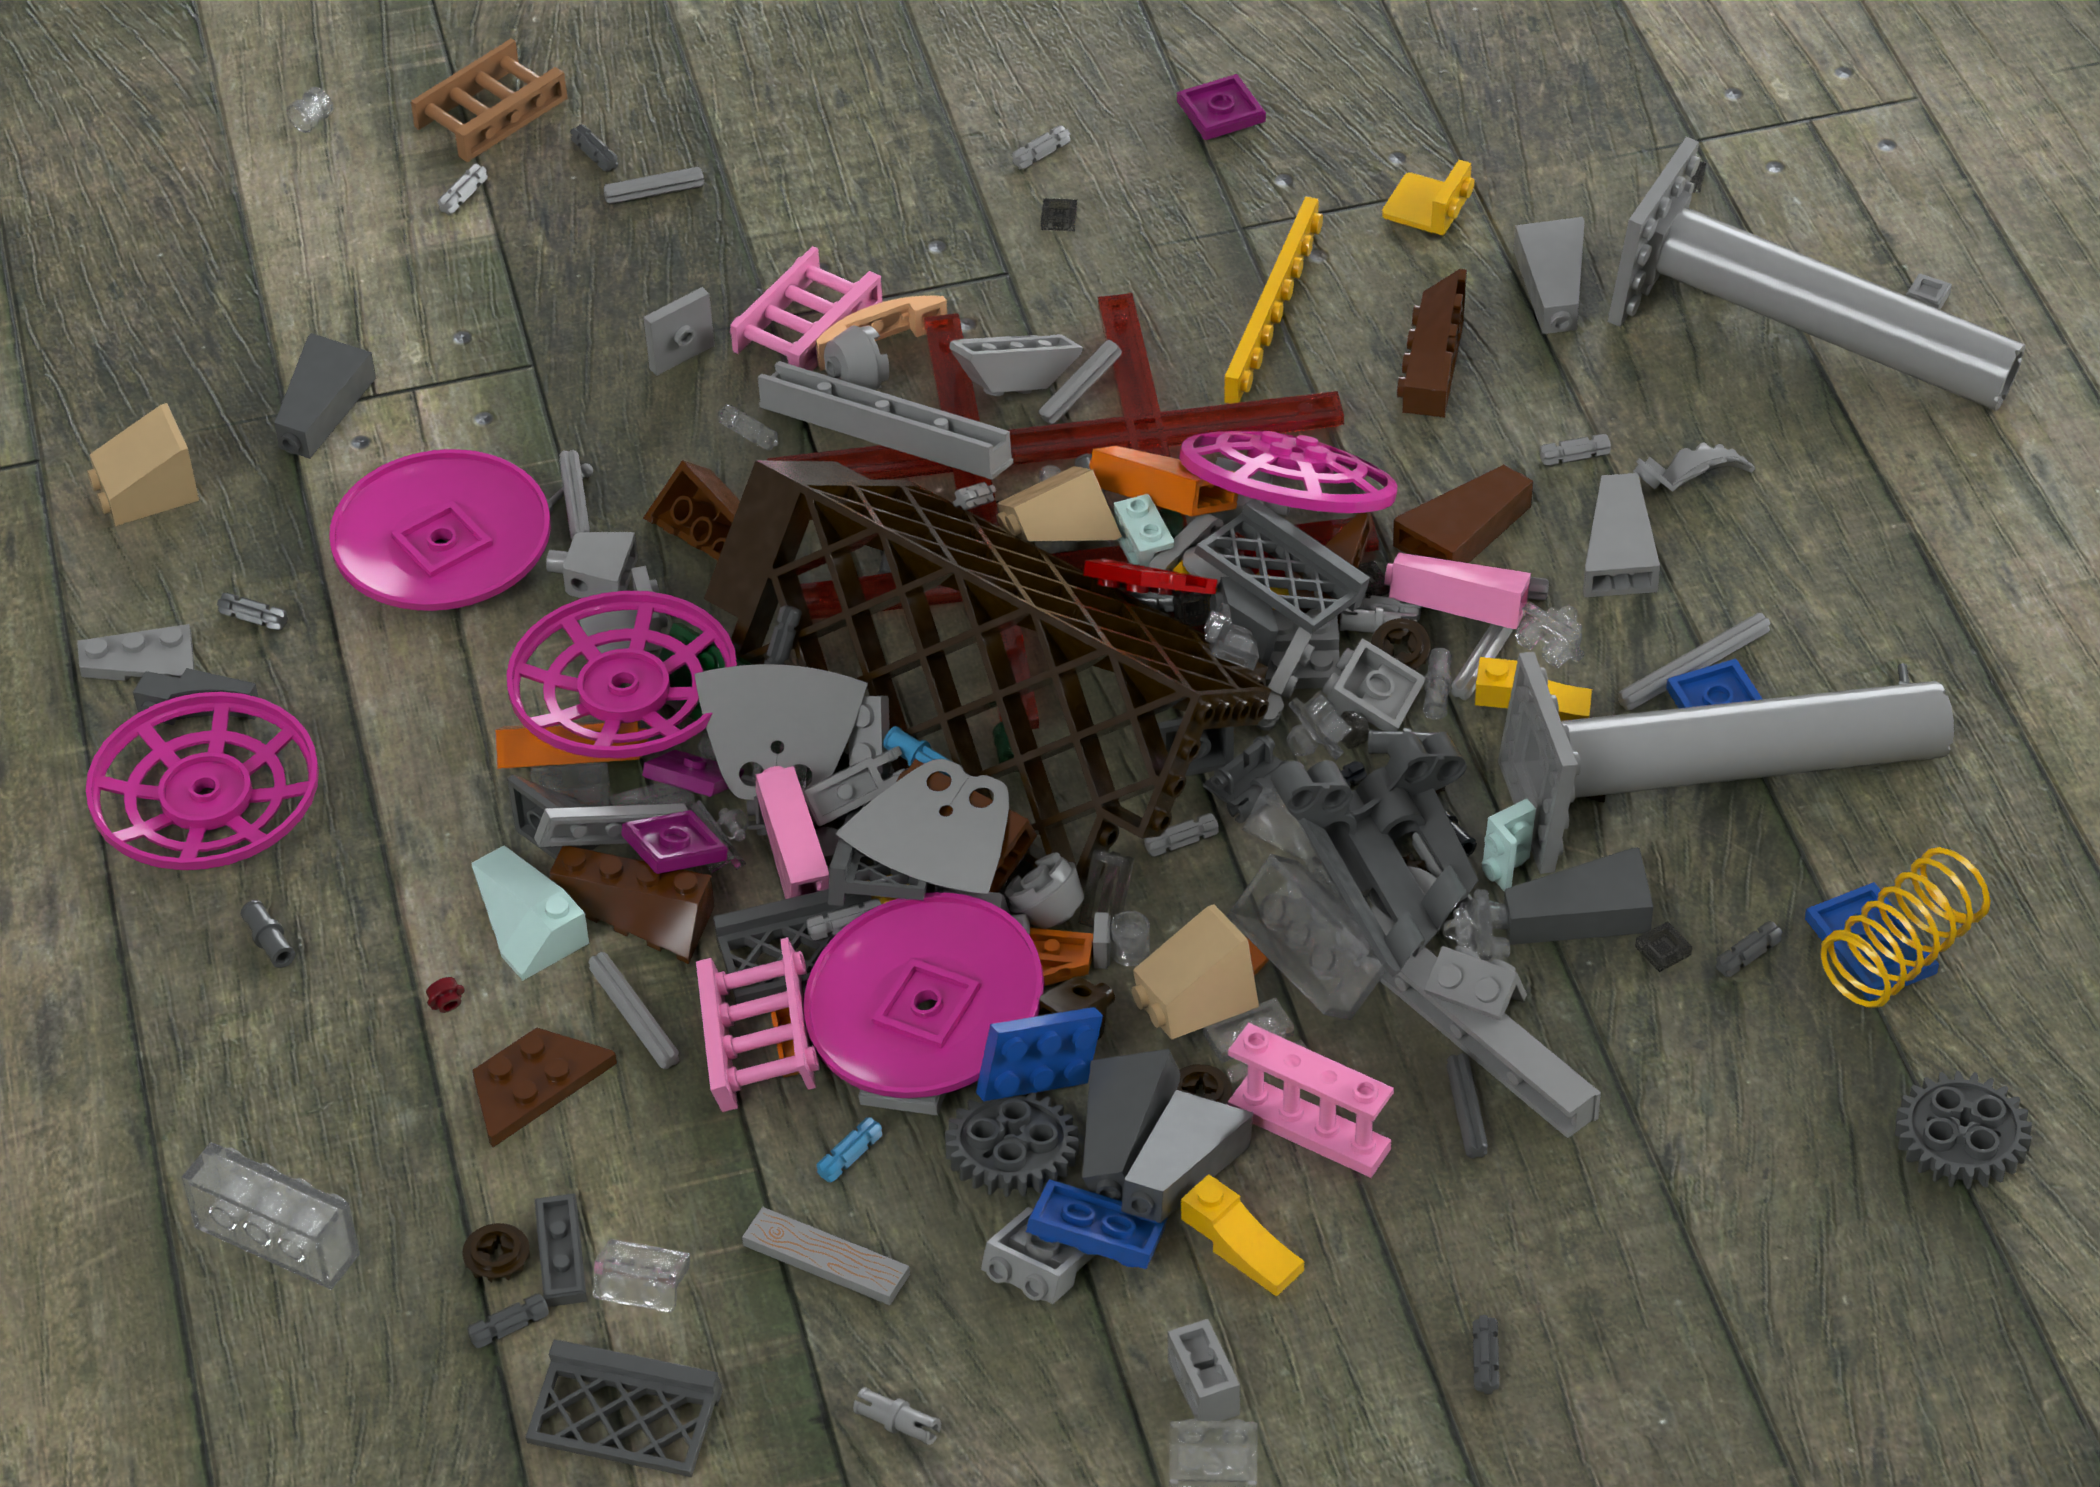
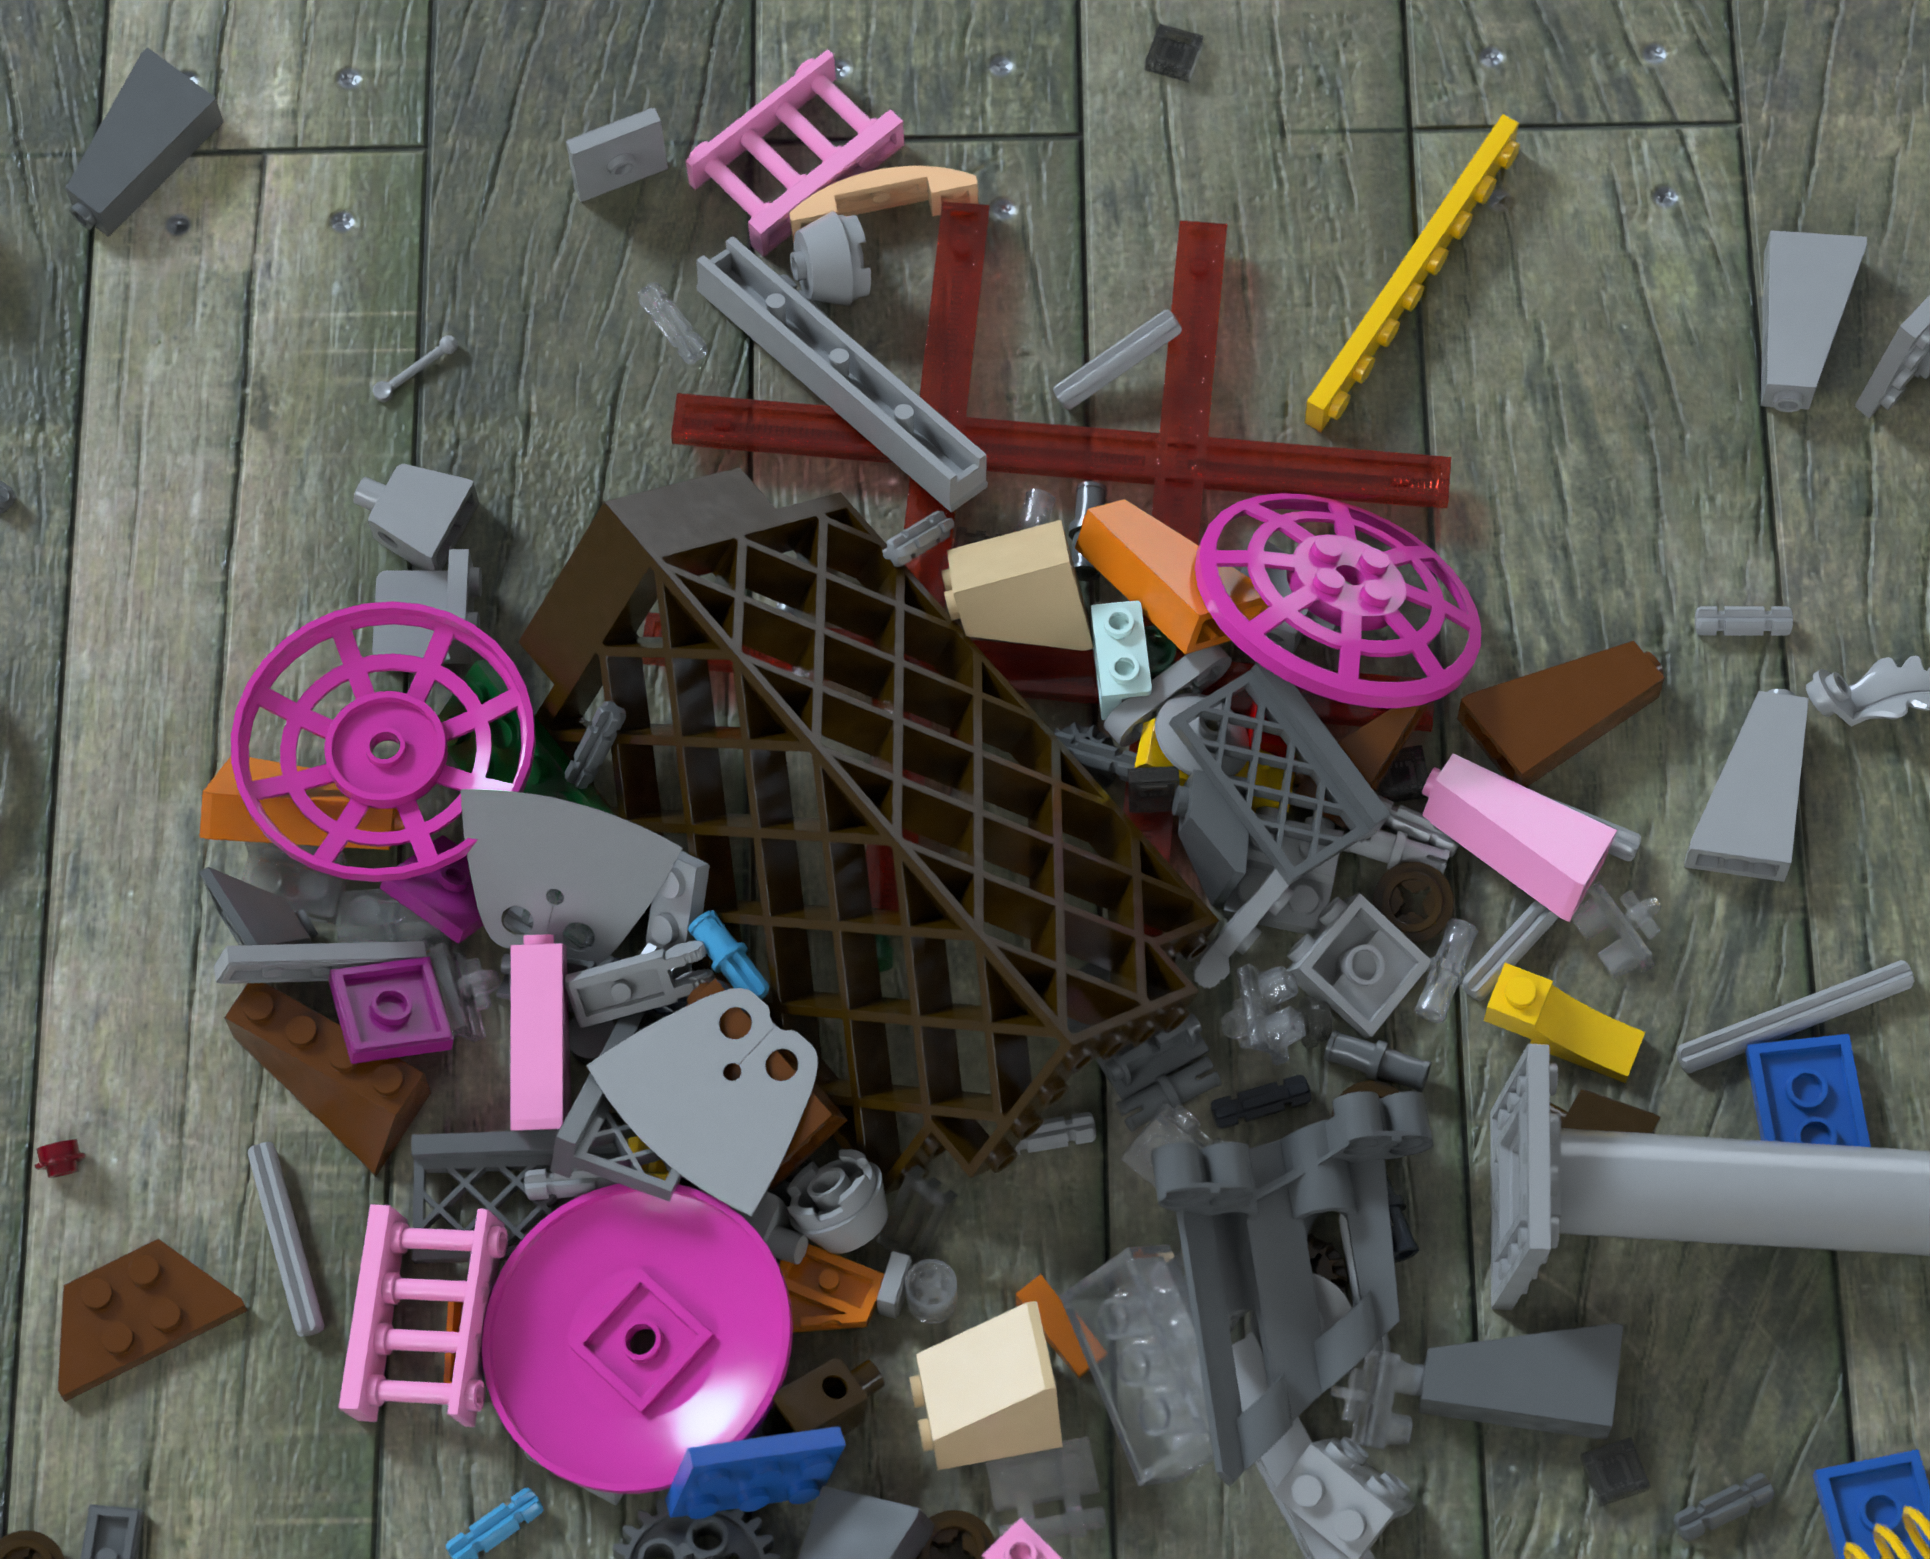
camera: 15 degrees right, 20 degrees up
(470, 498) = (221, 354): dark pink dish -> none
(528, 912) = (190, 1053): light aqua wedge -> none
(574, 492) = (420, 388): light grey axle -> none
(695, 508) = (572, 457): reddish brown wedge -> none
(1015, 361) = (1037, 302): light grey wedge -> none
(1139, 578) = (1093, 742): red wing -> none
(1230, 641) = (1176, 882): clear bracket -> none
(1430, 202) = (1671, 147): yellow bracket -> none
(1433, 347) = (1602, 411): reddish brown wedge -> none
(1508, 842) = (1452, 1274): light aqua bracket -> none

